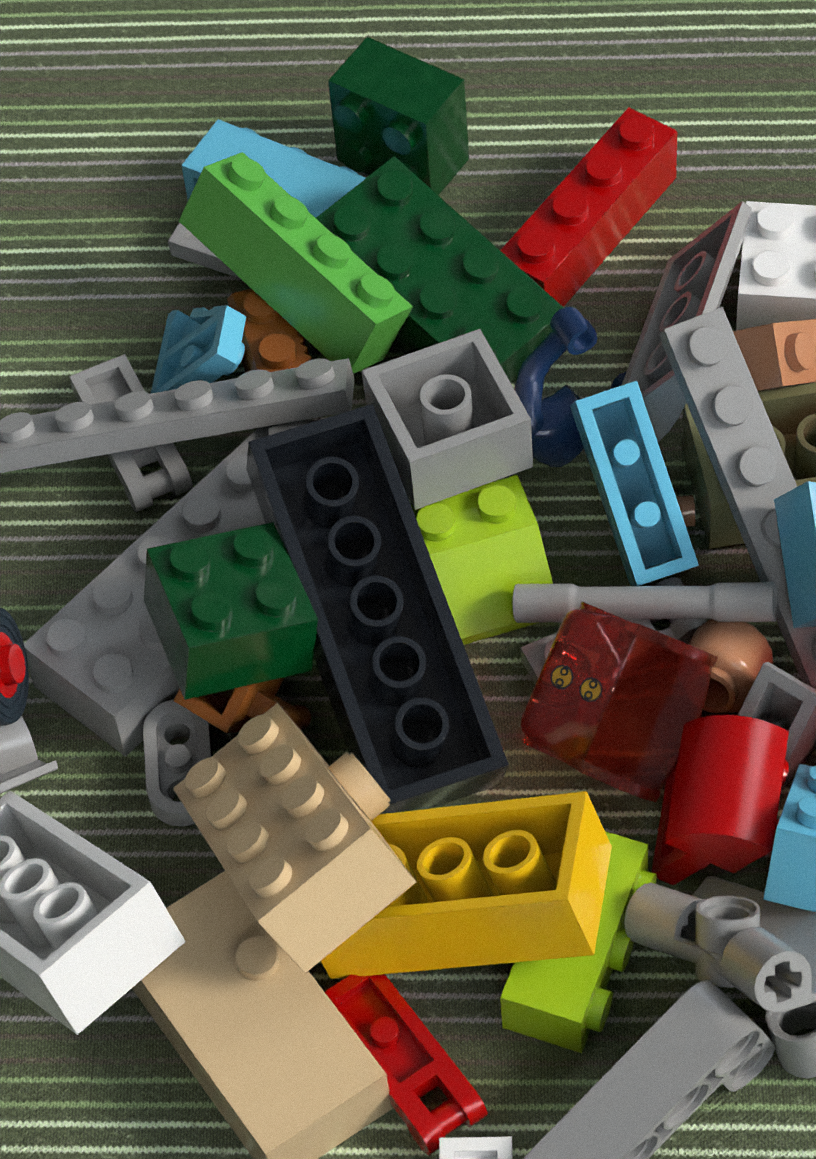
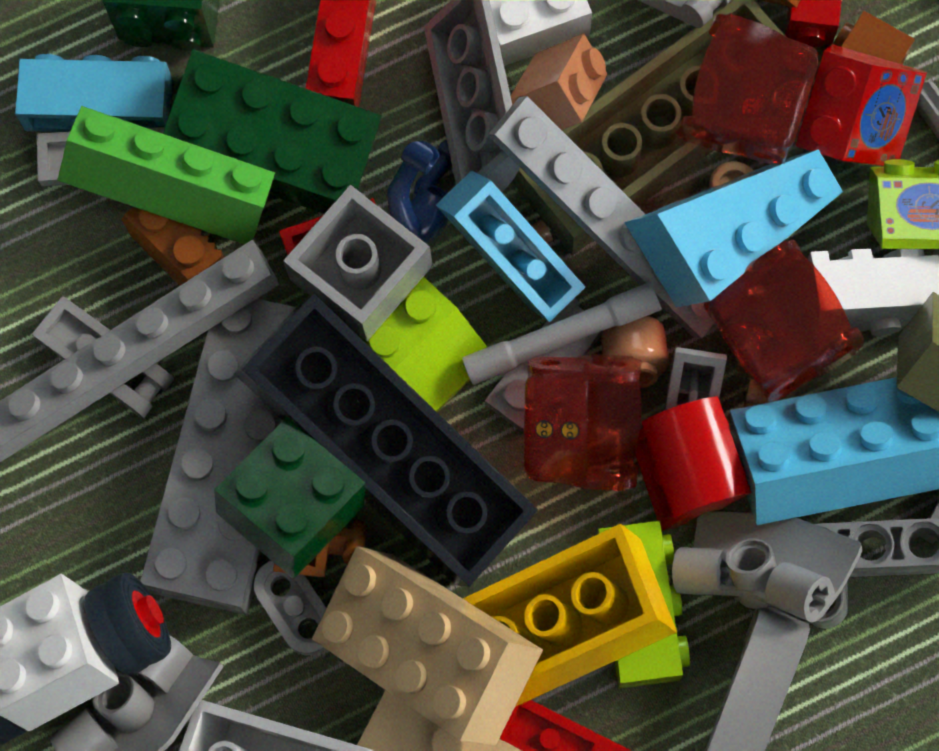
camera: 30 degrees left, 20 degrees up
(199, 347) = (119, 272): medium azure wing -> none
(360, 785) = (454, 585): tan tile -> none

